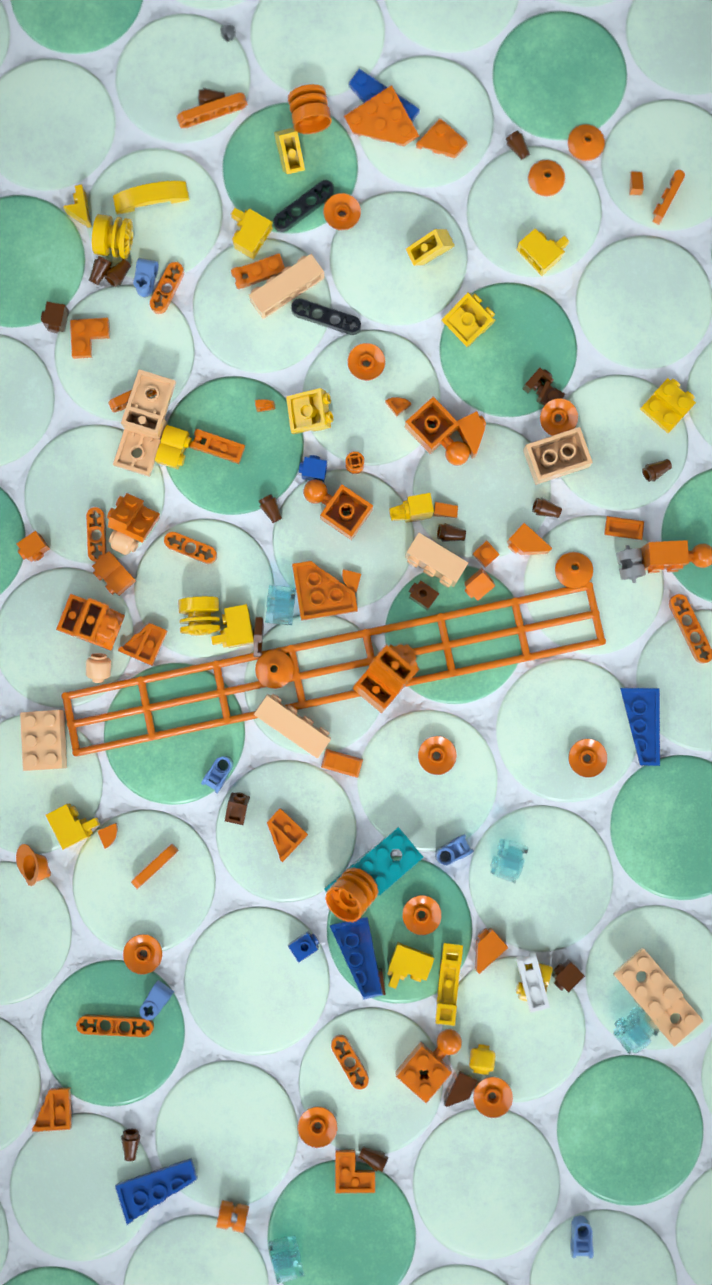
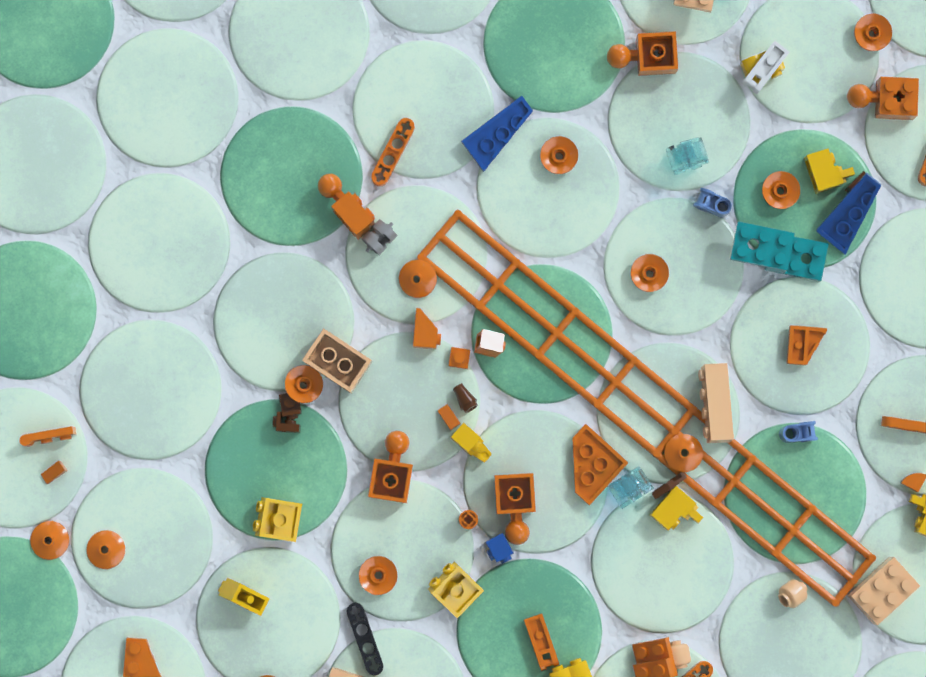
camera: 130 degrees left, 0 degrees up
(90, 621) = (764, 627): orange brick -> none
(113, 573) = (709, 642): orange brick -> none
(145, 644) = (745, 571): orange wing -> none
(175, 547) = (638, 613): orange beam -> none
(199, 615) = (689, 545): yellow wheel -> none
(237, 808) = (813, 396): reddish brown bracket -> none
(264, 405) = (477, 629): orange tile -> none
(270, 508) = (557, 559): reddish brown cone -> none
(304, 946) = (876, 261): blue brick -> none
(342, 763) = (713, 342): orange tile -> none
(351, 579) = (564, 448): orange tile -> none
(351, 894) = (811, 254): orange wheel -> none
(387, 675) = (621, 357): orange brick -> none
(398, 405) = (392, 522): orange tile -> none
(423, 595) = (532, 381): reddish brown brick -> none
(435, 560) = (499, 391): light nougat brick -> none
(448, 984) = (816, 129): yellow slope -> none
(461, 1089) = (886, 60): reddish brown tile -> none
(471, 431) = (369, 444): orange slope -> none
(482, 1059) = (852, 61): yellow head -> none
(488, 949) = (764, 120): orange slope -> none
(518, 145) = (97, 593): reddish brown cone -> none
(541, 253) = (176, 504): yellow hinge -> none
(545, 508) = (385, 338): reddish brown cone -> none
(567, 976) = (738, 45): reddish brown brick -> none
(624, 528) = (352, 264): orange tile -> none
(624, 901) = (648, 64): none -> orange brick
(655, 470) = (285, 274): reddish brown cone -> none
(668, 405) = (224, 305): yellow plate -> none

